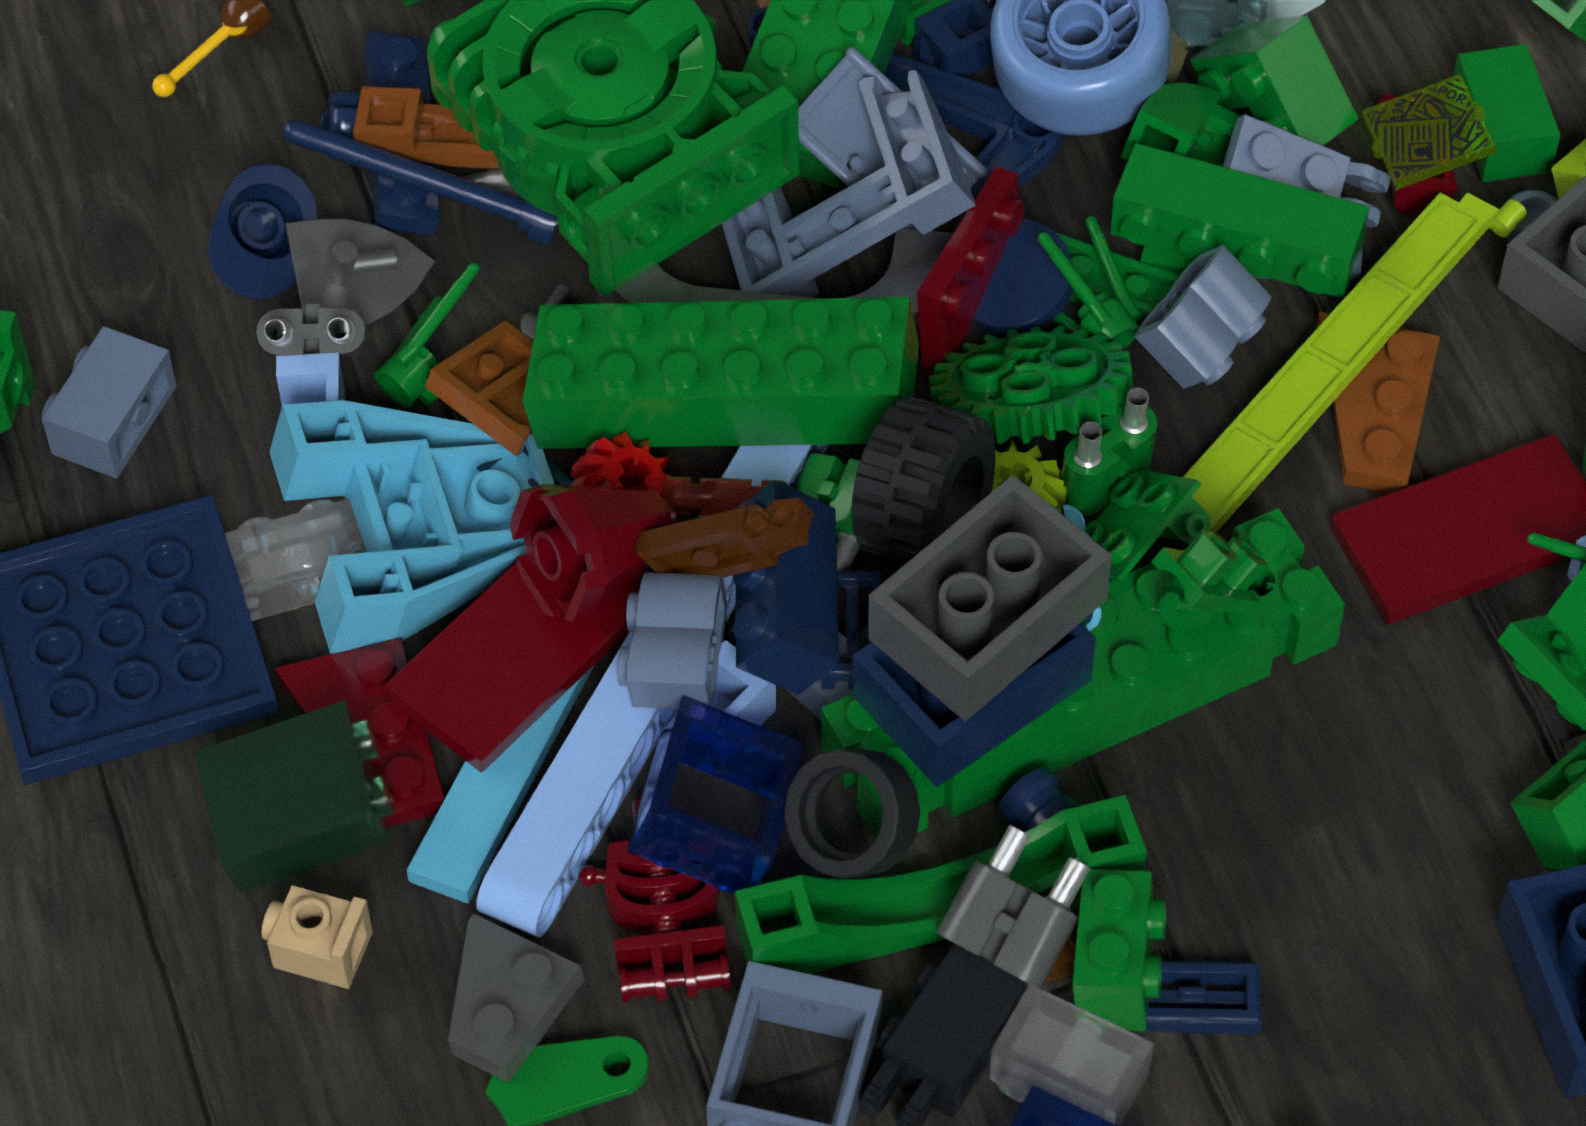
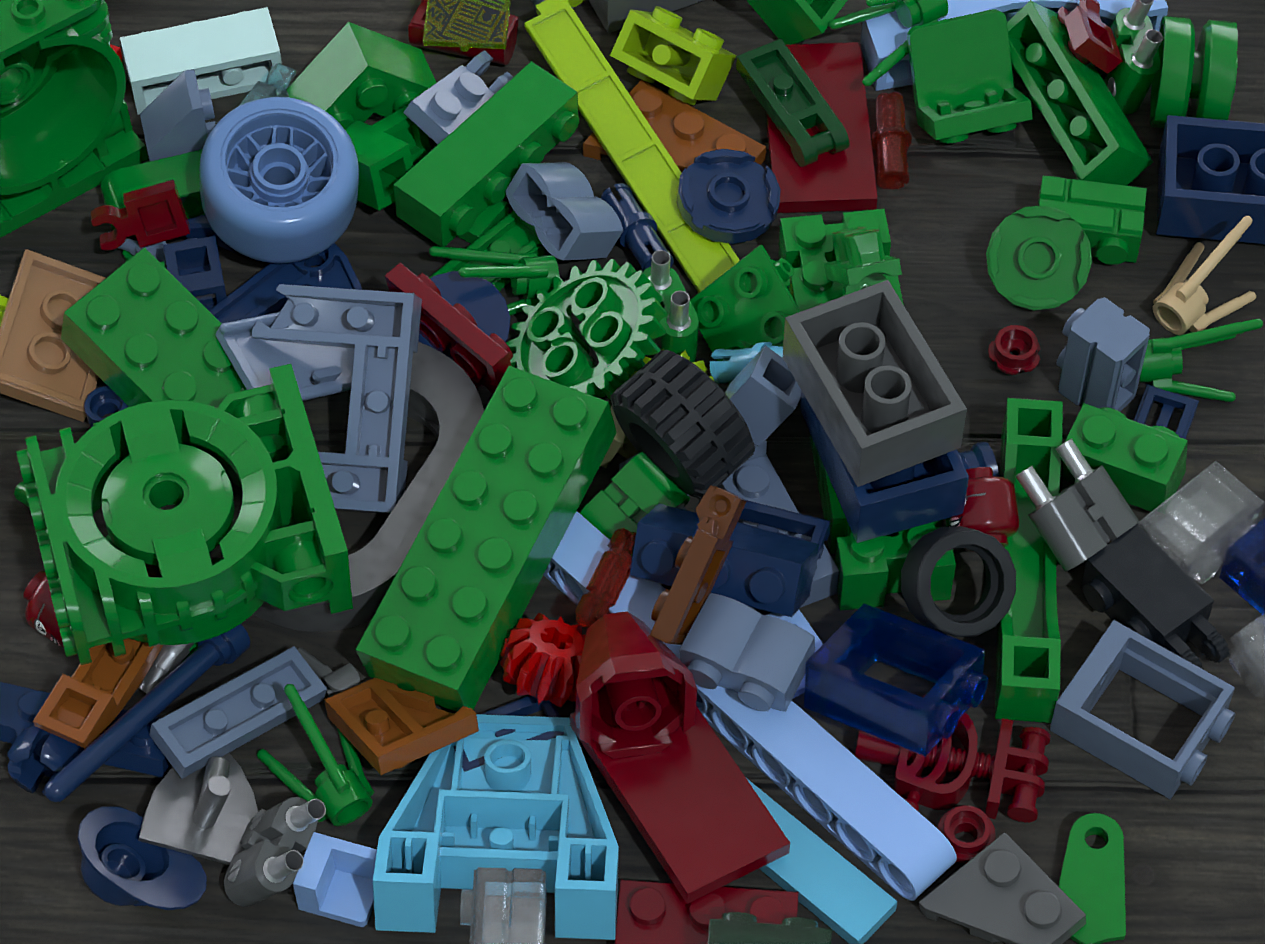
camera: 70 degrees left, 0 degrees up
(447, 244) = (235, 712): none -> sand blue plate
(577, 921) = (969, 820): none -> dark red plate
(967, 816) = (988, 506): none -> dark red head
(1222, 398) = (638, 226): none -> dark blue pin
(1242, 887) = (1102, 356): none -> sand blue brick
(1246, 799) = (1019, 340): none -> dark red plate
(1304, 968) = (1165, 359): none -> green plant
(1305, 462) = (728, 196): none -> dark blue tile
(1374, 792) = (1038, 258): none -> green tile
(1397, 969) = (1184, 304): none -> tan plant
(1465, 833) = (1106, 212): none -> green brick
(1471, 478) = (792, 102): none -> dark green plate
(1476, 346) = (666, 52): none -> lime brick
(1485, 602) = (891, 141): none -> clear red axle

